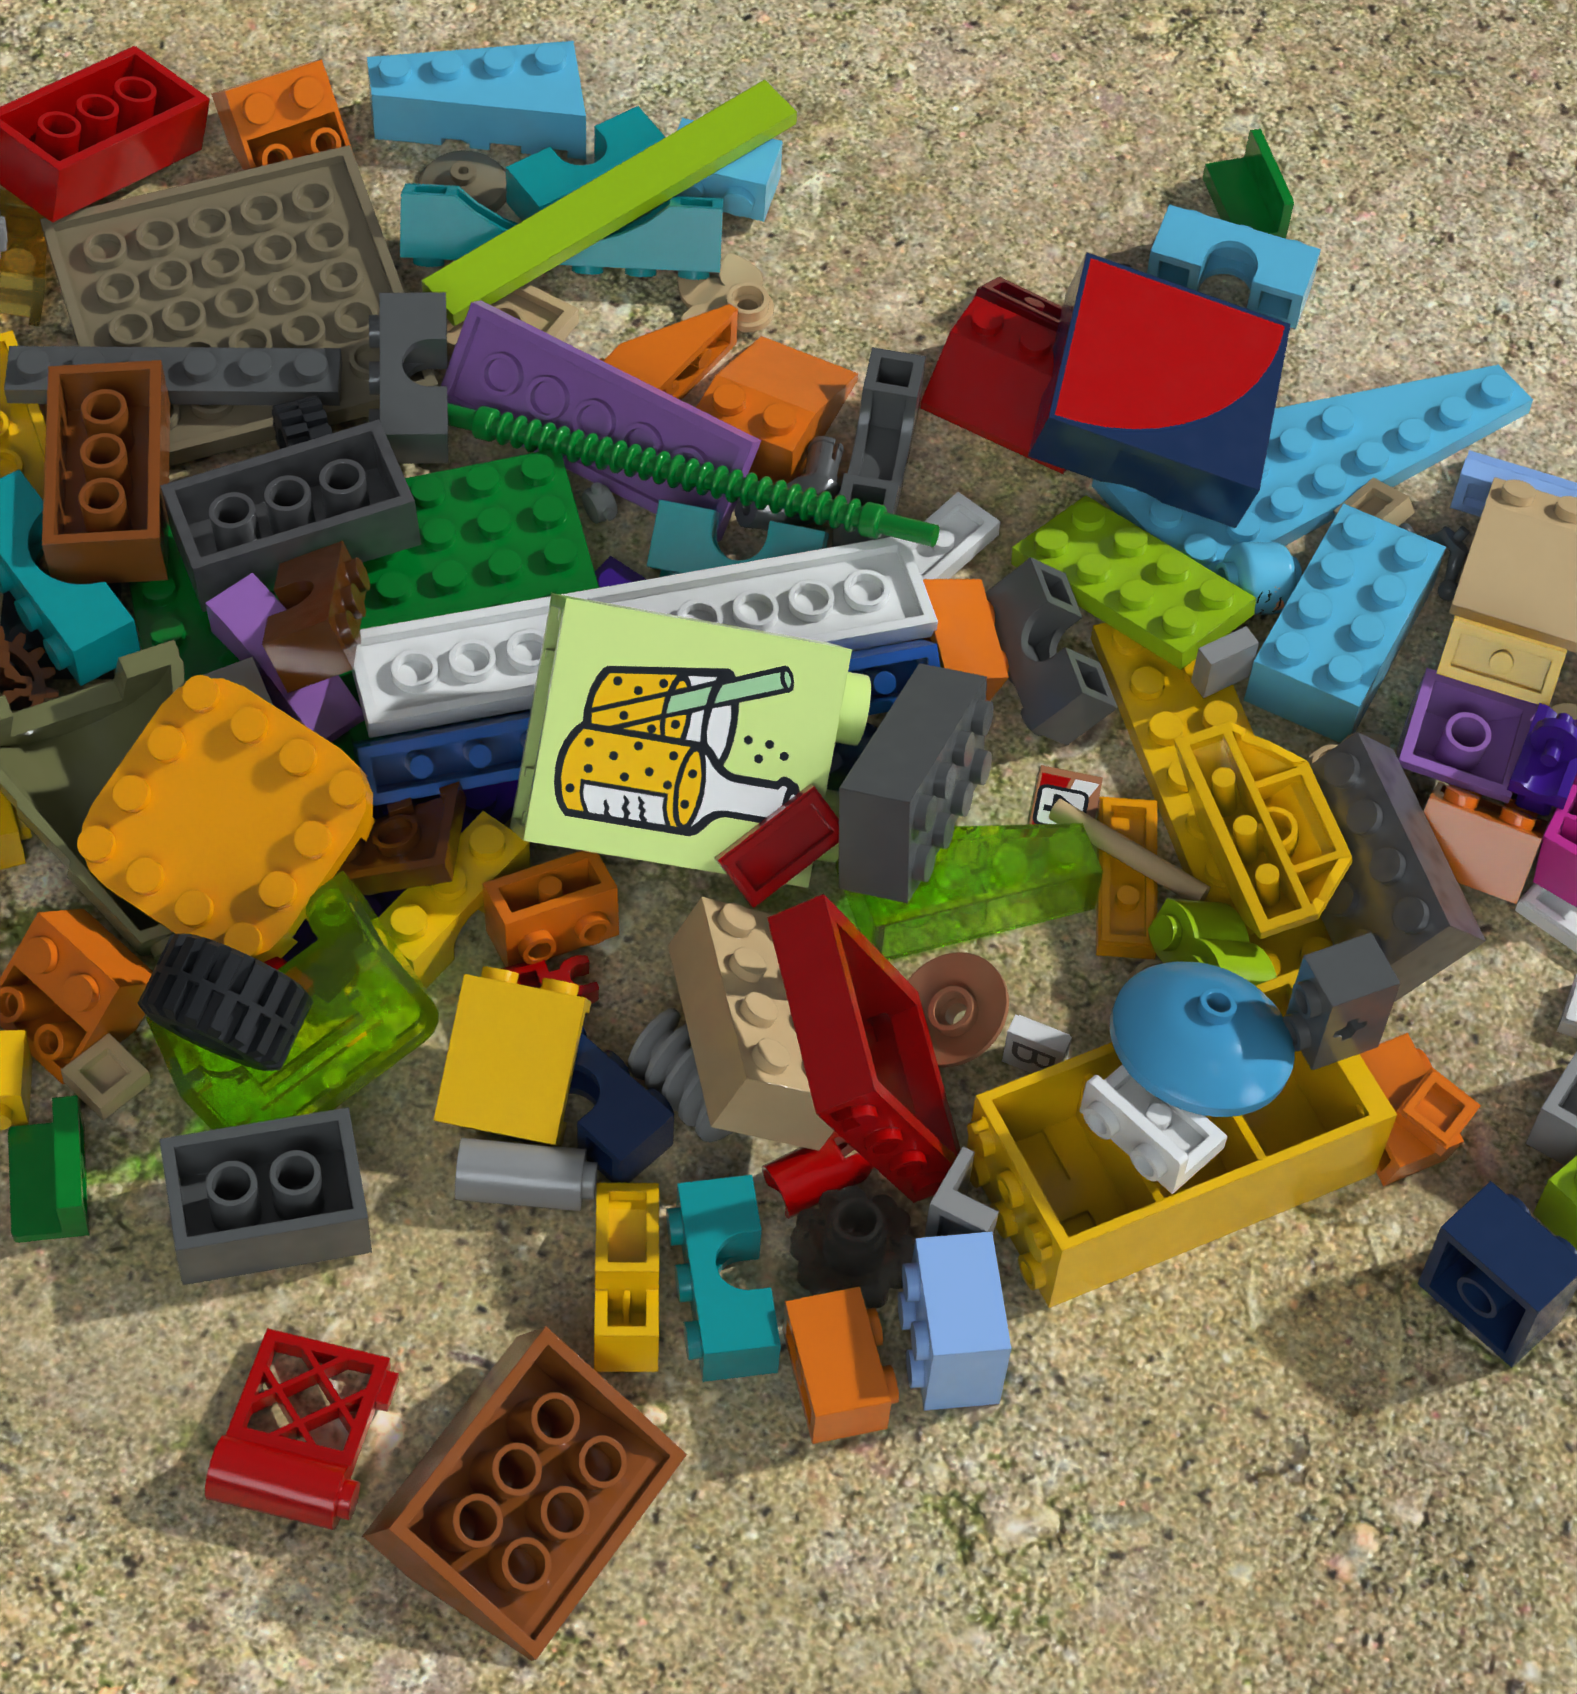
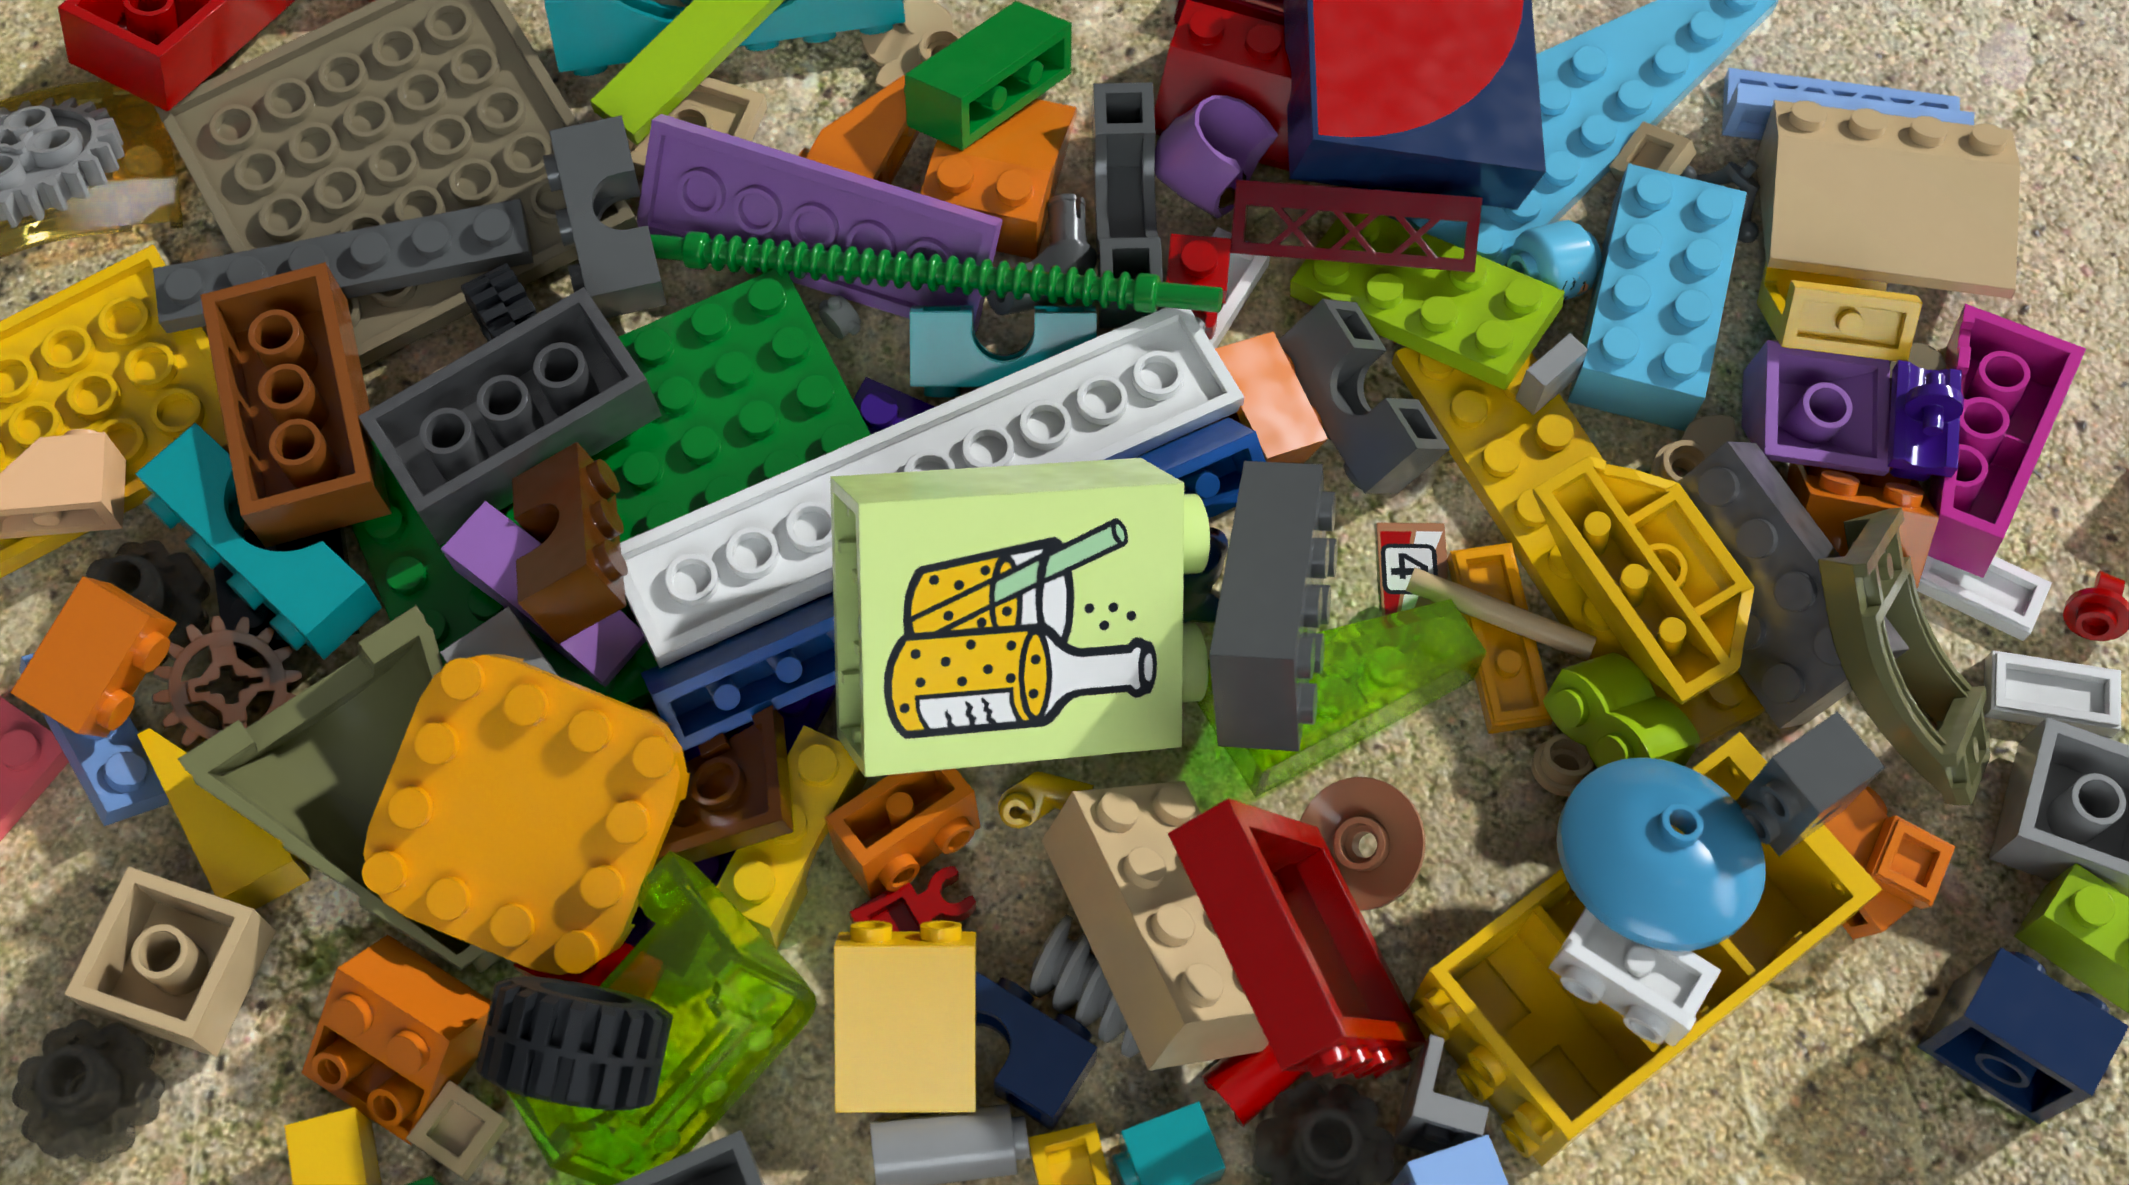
camera: 10 degrees left, 10 degrees up
(663, 921) = (1036, 797): none -> yellow arm
(781, 325) = (988, 74): none -> green brick
(781, 846) = (1147, 713): red tile -> none
(938, 510) = (1203, 263): none -> red plate
(969, 428) = (1211, 150): none -> medium lavender piece
(1034, 1045) = (1460, 867): white tile -> none
(1089, 490) = (1355, 201): none -> dark red fence
(1468, 860) = (1858, 595): none -> olive wedge

